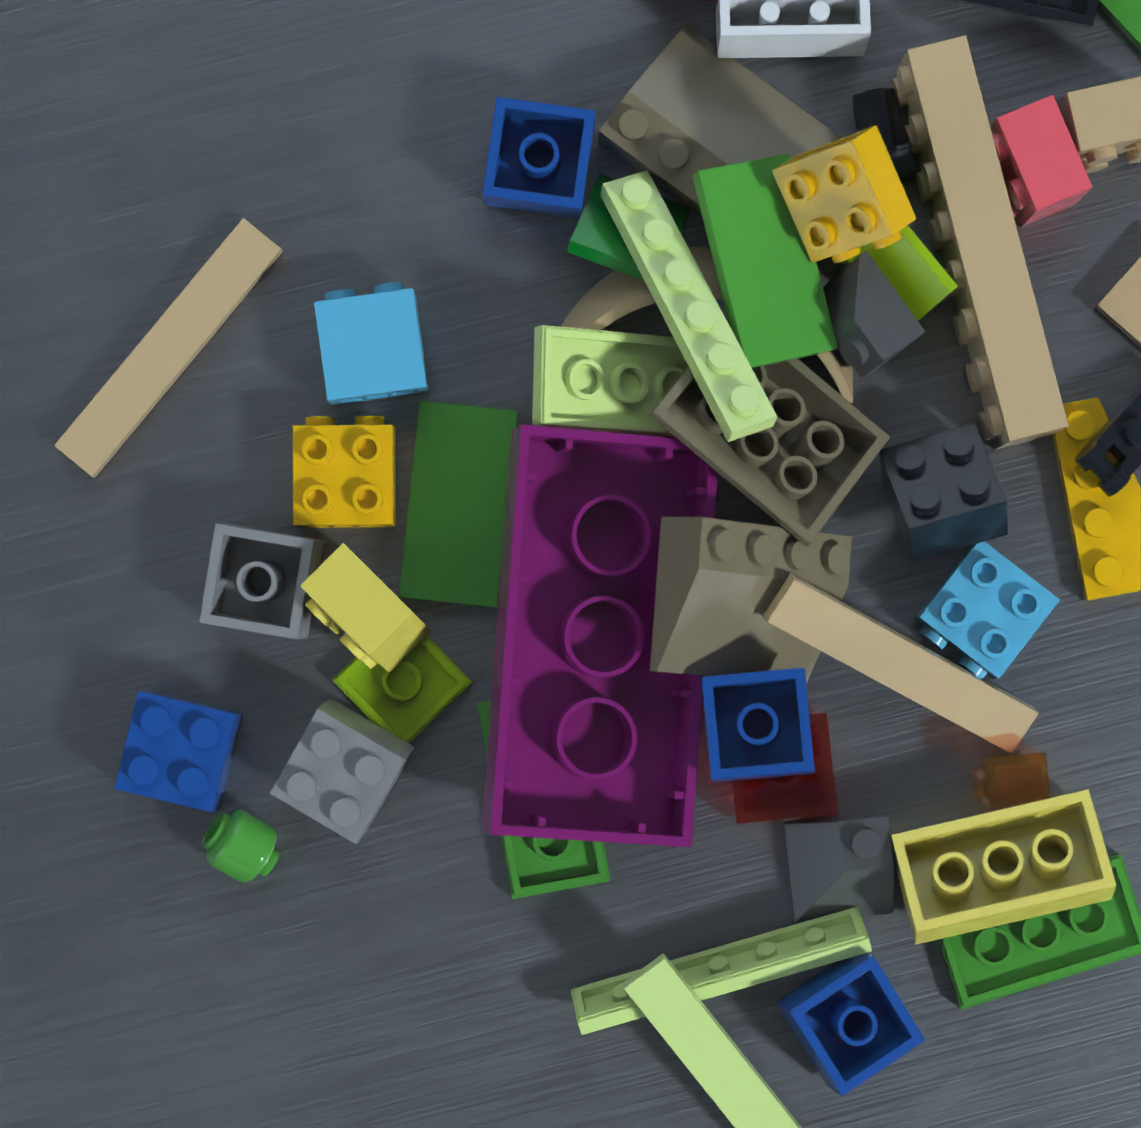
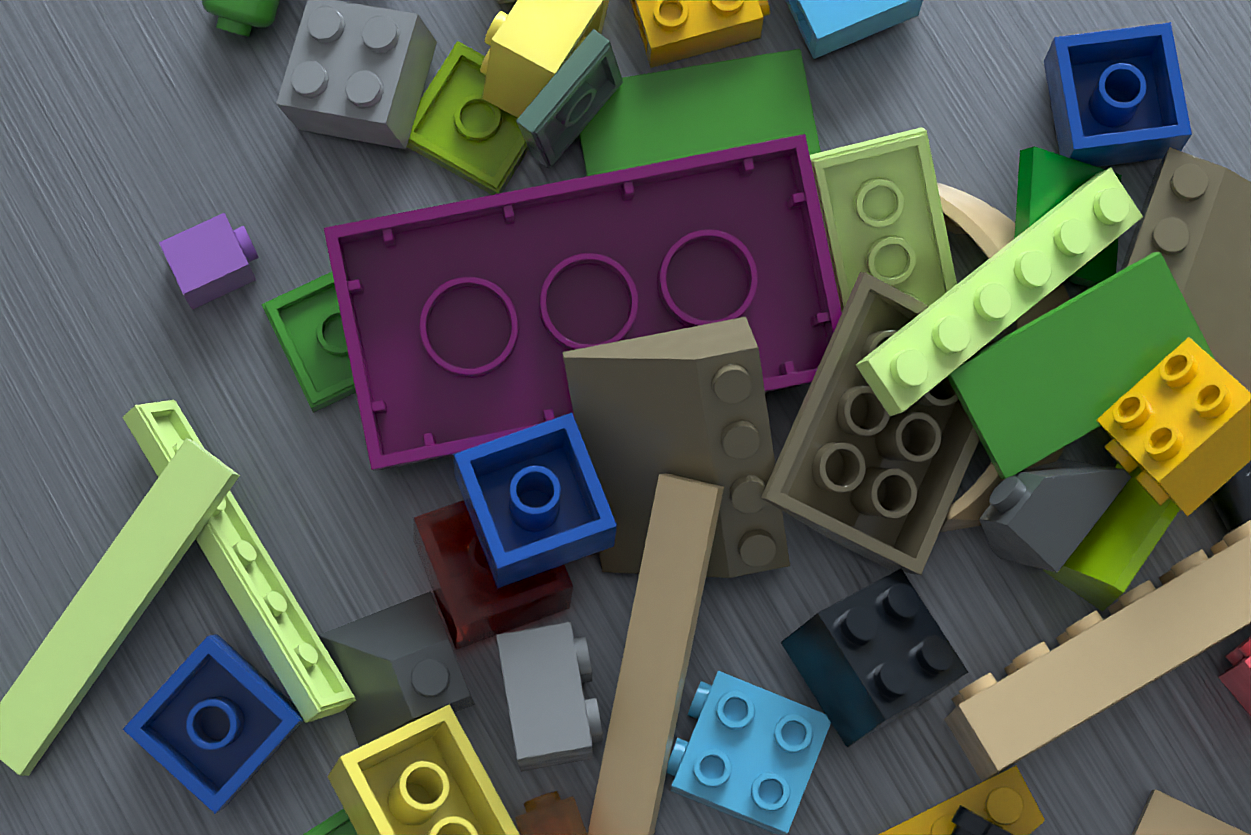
camera: 70 degrees right, 10 degrees down
(425, 603) = (570, 99): none -> sand green tile
(465, 931) = (210, 260): none -> medium lavender brick
(905, 757) = (546, 696): none -> light grey brick

